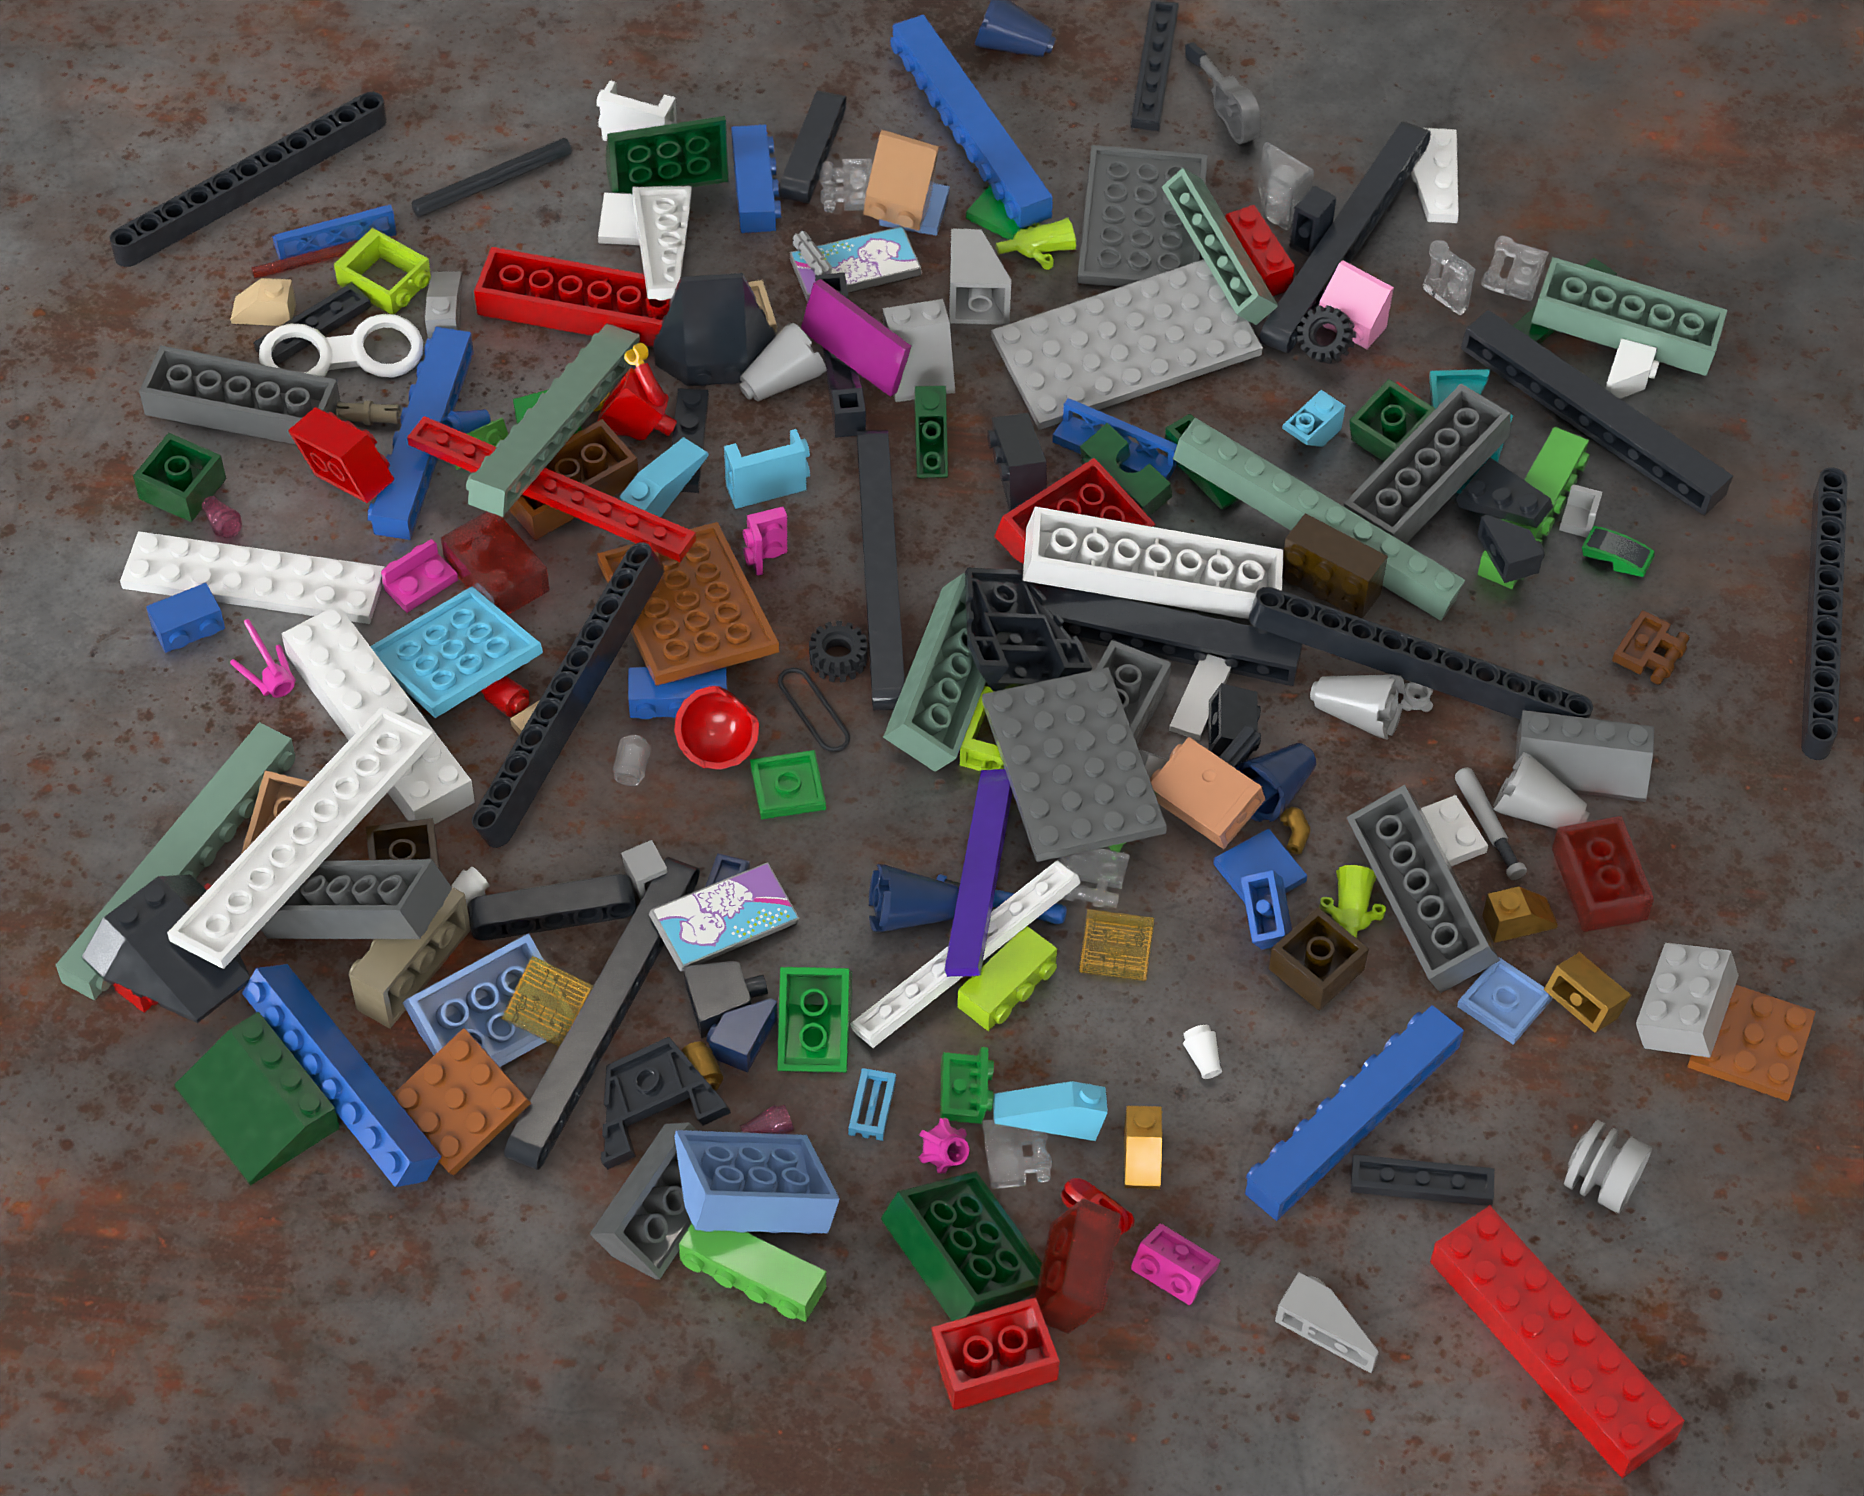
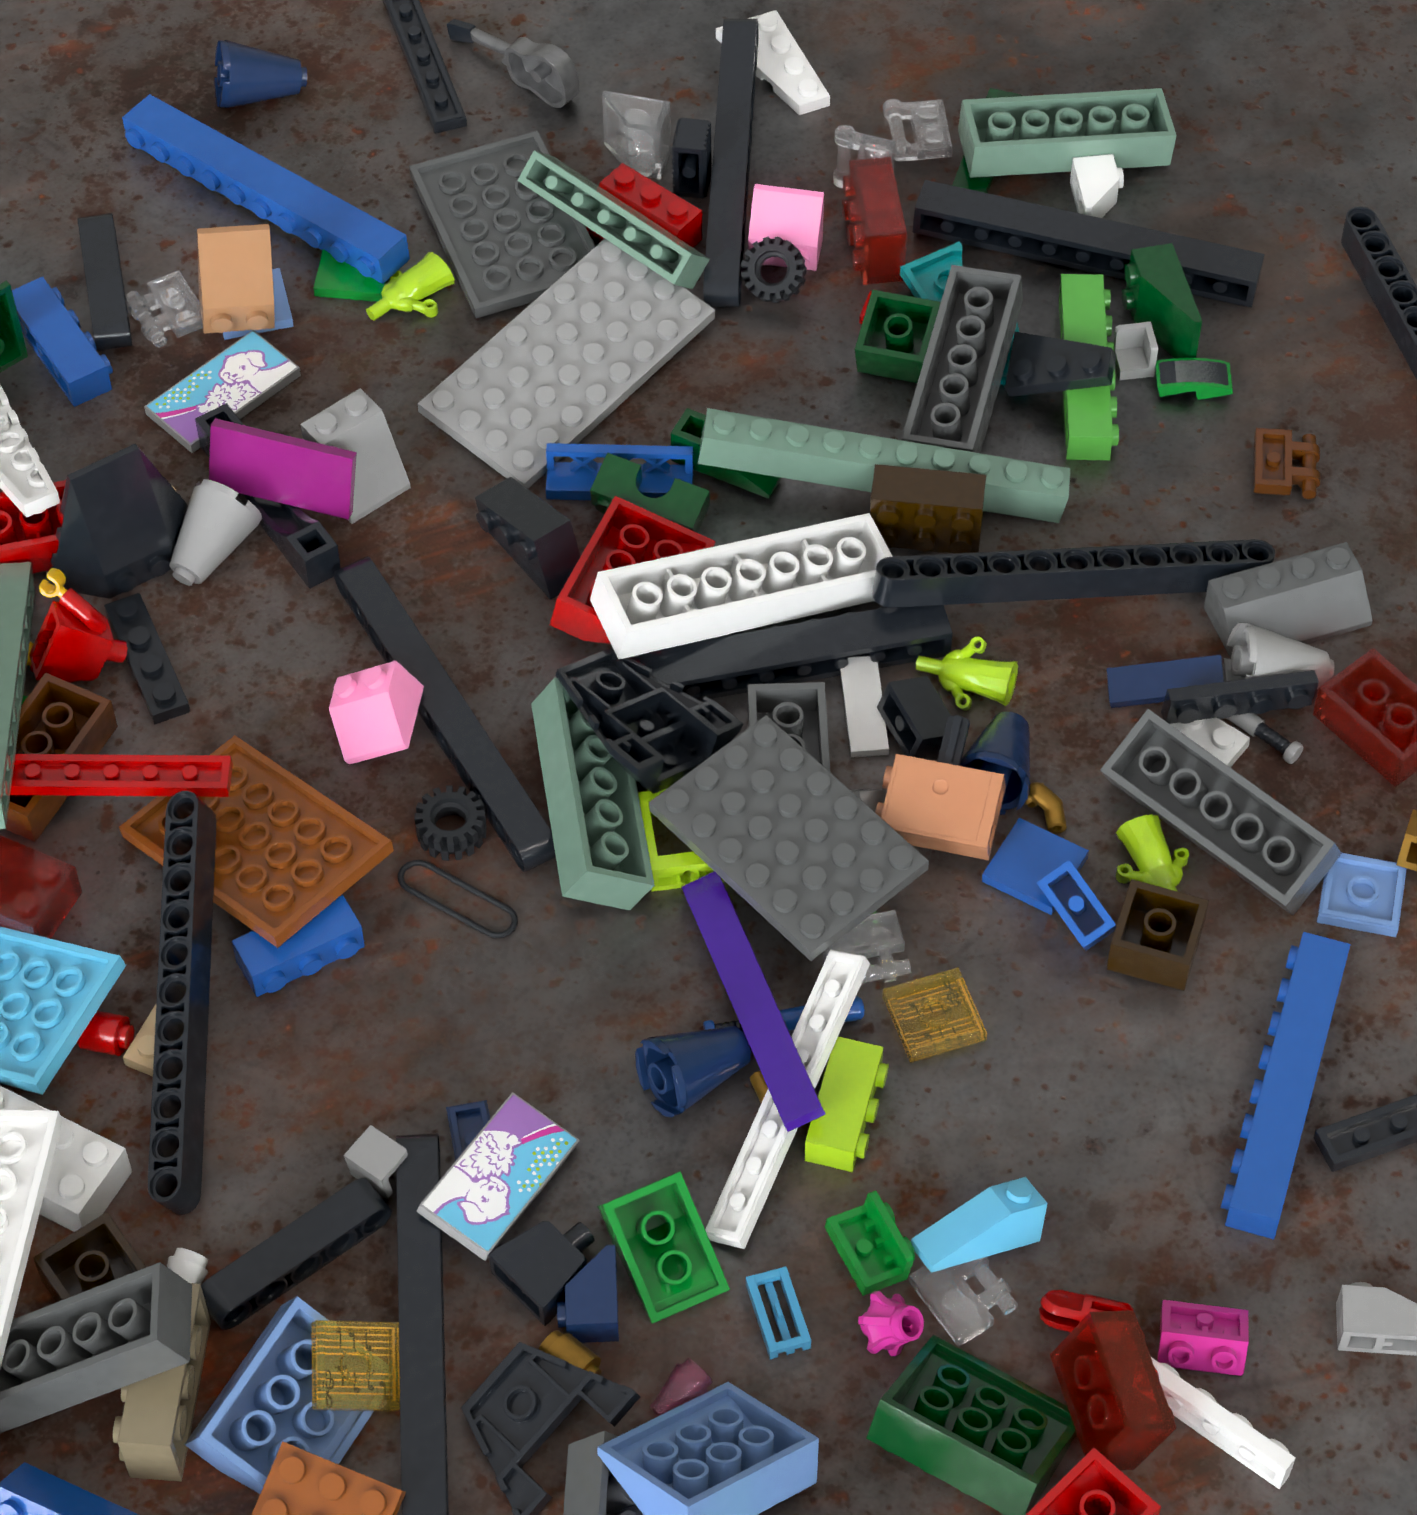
camera: 25 degrees left, 0 degrees up
(631, 760) = (289, 1044): clear brick -> none
(664, 478) = (150, 708): medium azure slope -> none
(715, 728) = (372, 967): red cylinder -> none
(765, 537) = (302, 730): dark pink bracket -> none
(766, 473) = (262, 660): medium azure panel -> none
(788, 784) = (478, 995): green tile -> none
(811, 254) = (173, 398): light grey axle -> none
(825, 545) = (375, 711): none -> bright pink slope
(931, 431) = (413, 539): dark green slope -> none
(977, 281) = (373, 353): light grey slope -> none
(1142, 1147) = (1096, 1224): slope -> none
(1150, 1336) = (1225, 1429): none -> white plate
(1203, 1049) = (1094, 1087): white cone -> none
(1302, 710) = (981, 676): none -> lime piece
(1317, 420) = (816, 362): medium azure slope -> none
(1362, 701) = (1037, 639): light grey cone -> none
(1415, 690) = (1084, 605): light grey plate -> none
(1429, 325) = (875, 220): none -> clear red brick
(1445, 774) = (1150, 681): none -> dark blue tile
(1493, 809) = (1239, 697): none -> black plate
(1510, 548) = (1097, 416): black slope -> none
(1517, 914) = (1323, 796): pearl gold slope -> none
(1623, 476) = (1162, 296): none -> dark green slope

